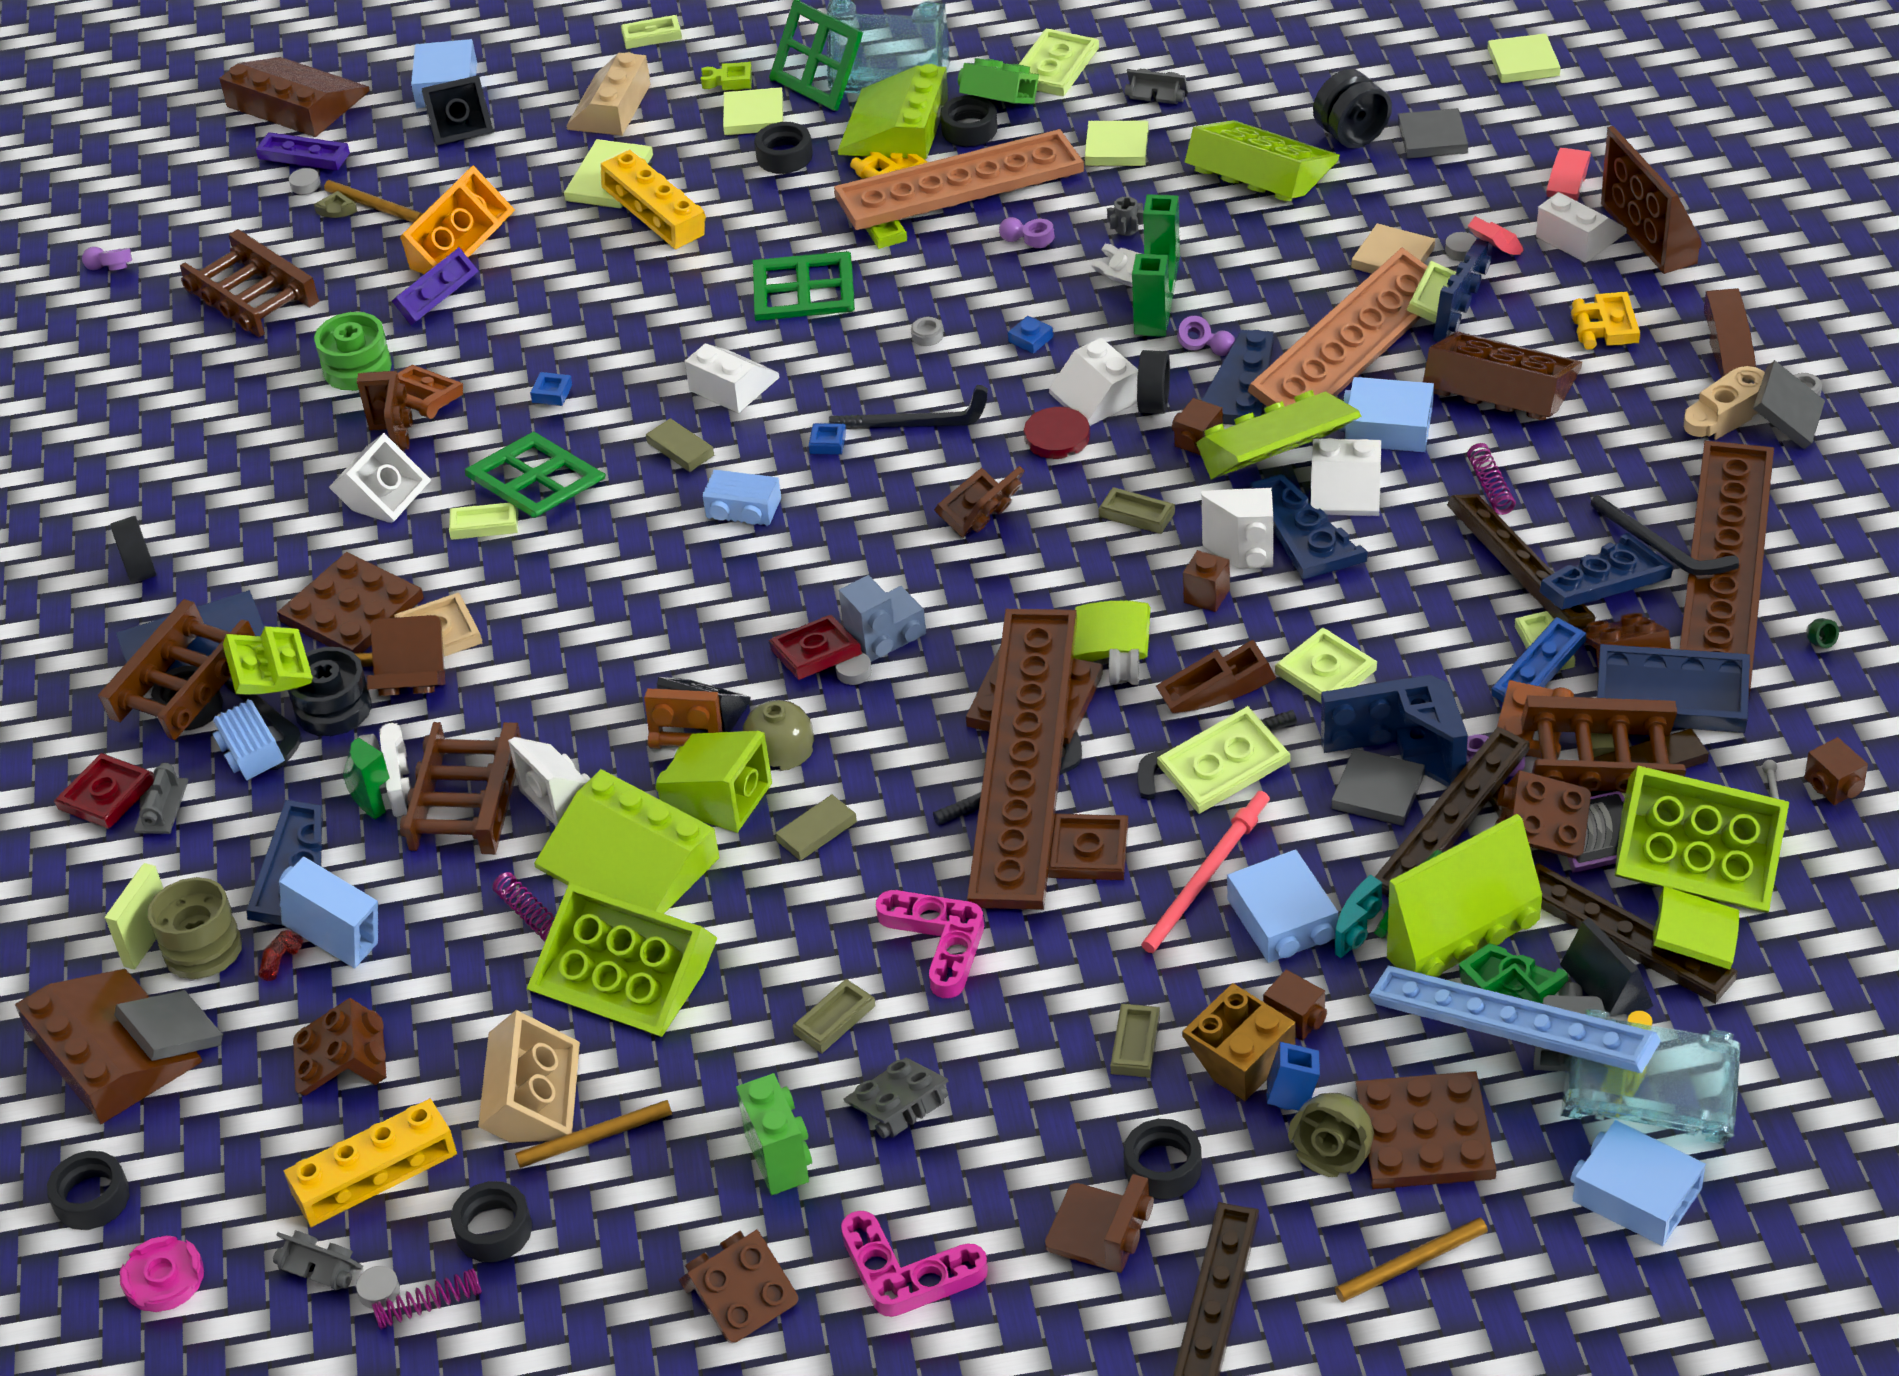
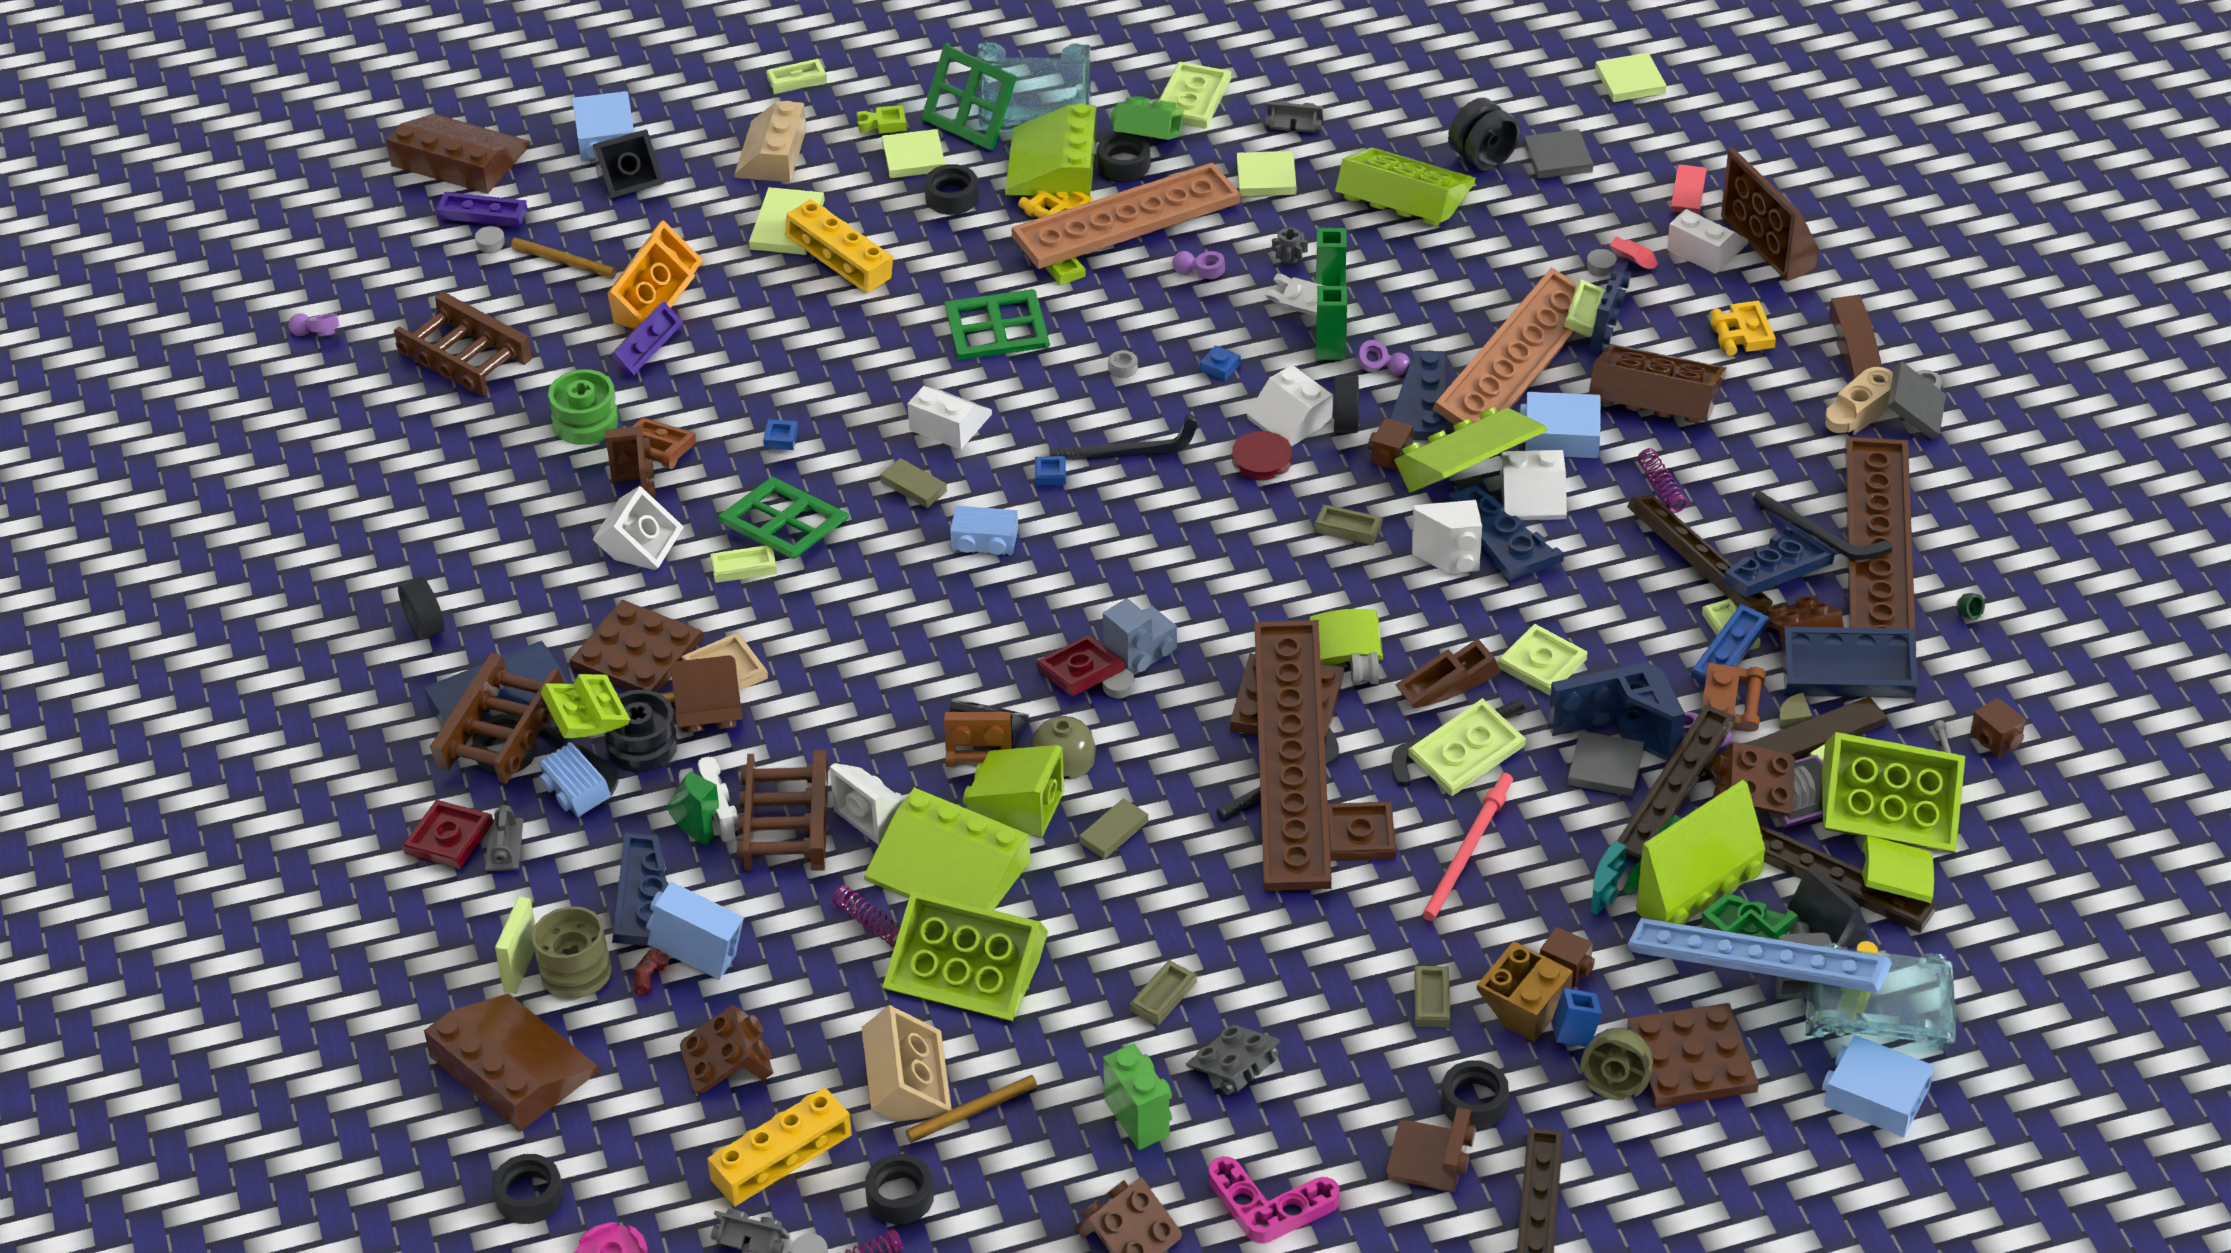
camera: 10 degrees left, 0 degrees up
(168, 1025) = (565, 1040): dark grey tile -> none
(335, 206) = (526, 263): olive tile -> none
(951, 932) = (1254, 912): dark pink beam -> none
(977, 499) = (1202, 521): reddish brown bracket -> none
(1206, 581) = (1425, 587): reddish brown brick -> none
(1282, 906) = (1541, 872): light blue brick -> none
(1385, 242) = (1532, 265): tan tile -> none
(1411, 1259) = (1697, 1163): pearl gold bar -> none
(1603, 716) = (1794, 689): reddish brown fence -> none

